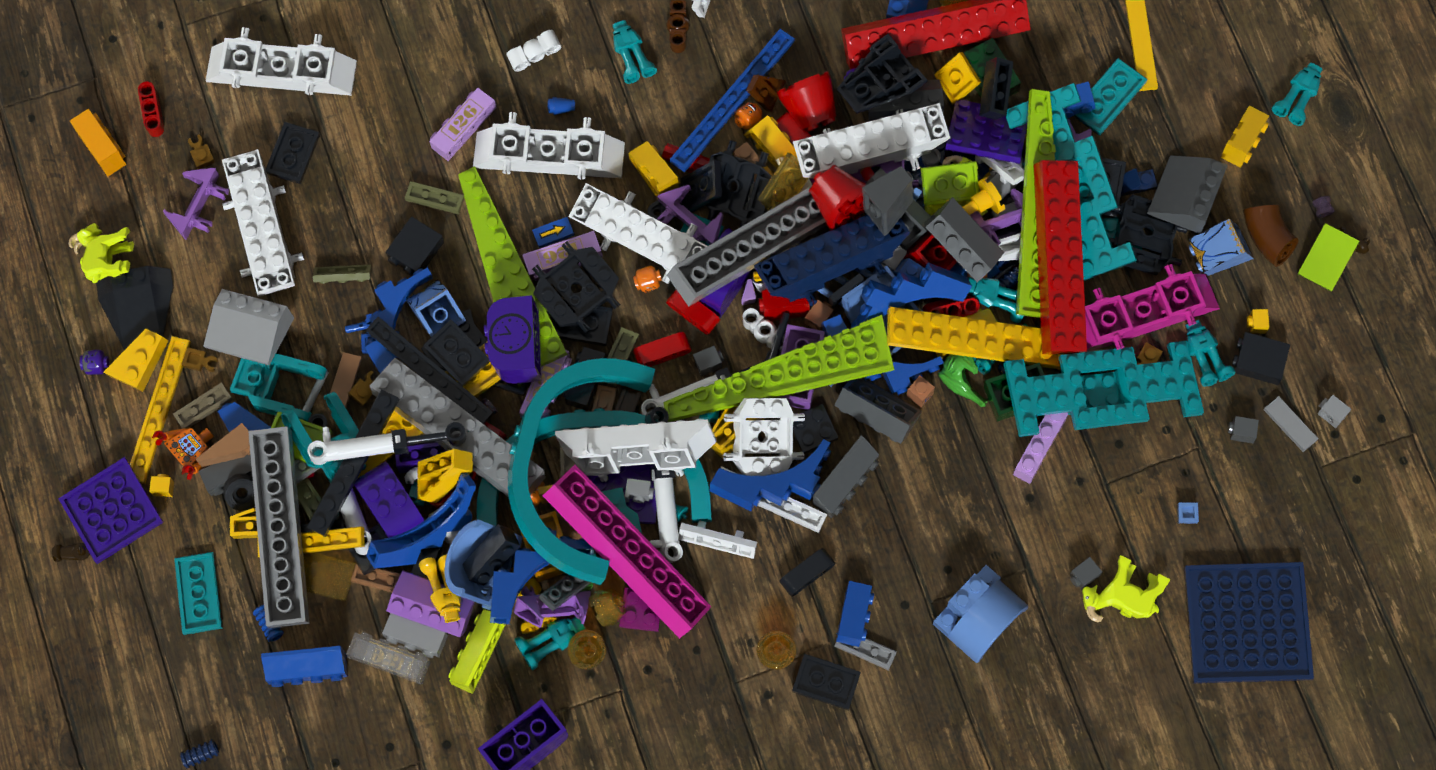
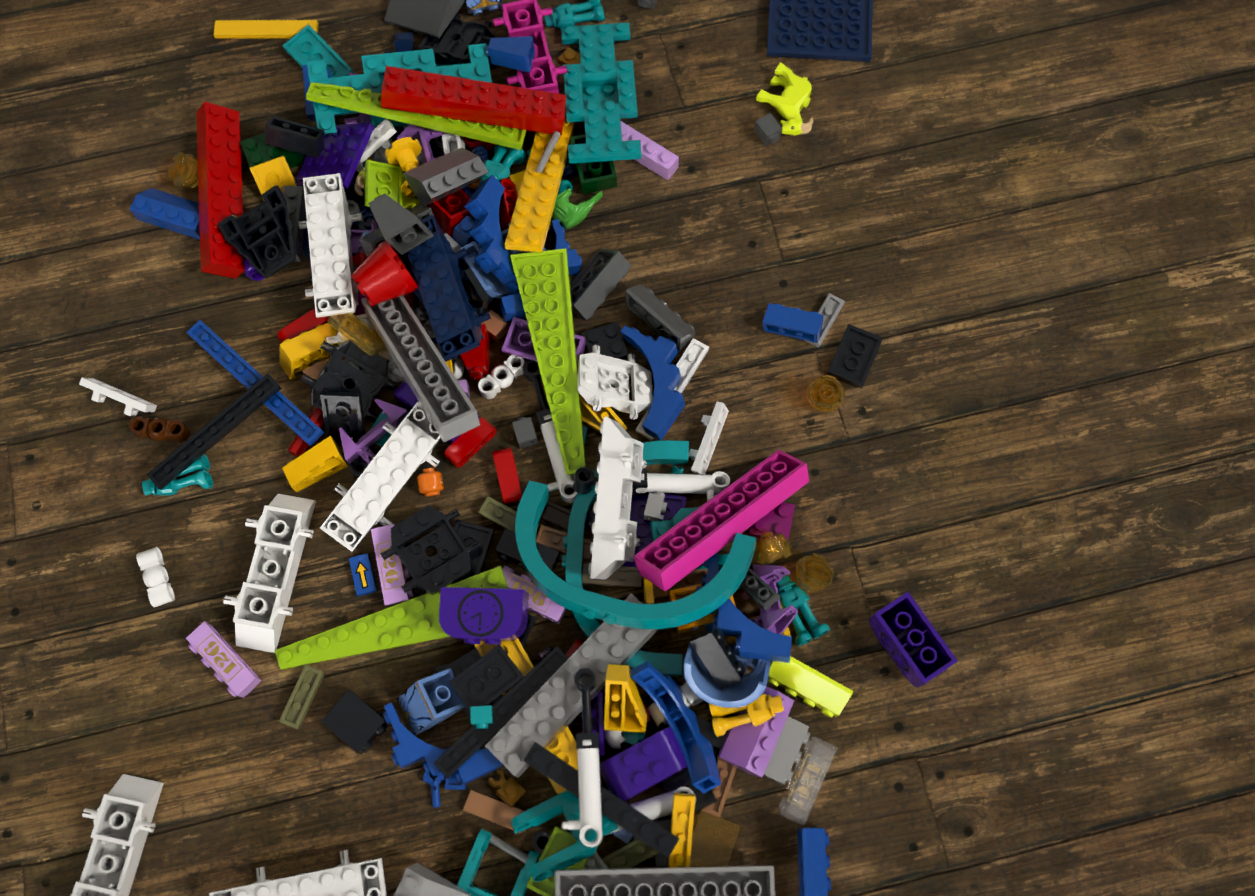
camera: 85 degrees left, 0 degrees up
(292, 153) = (218, 855): black plate -> none
(342, 273) = (372, 805): olive plate -> none
(420, 350) = (481, 716): none -> teal plate
(560, 105) = (223, 555): blue cone -> none
(675, 74) = (214, 431): none -> black plate
(748, 115) = (275, 368): orange head -> none
(765, 90) = (250, 350): reddish brown wing -> none
(779, 335) = (513, 360): black bar -> none
(807, 572) = (747, 362): black beam -> none
(810, 101) = (271, 307): red cone -> none
(920, 391) = (582, 243): nougat brick -> none
(984, 613) = (801, 207): medium blue piece -> none
(1014, 340) = (543, 161): none -> light grey bar
(1128, 289) = (512, 52): none -> blue slope
(1188, 513) = (719, 45): medium blue plate -> none

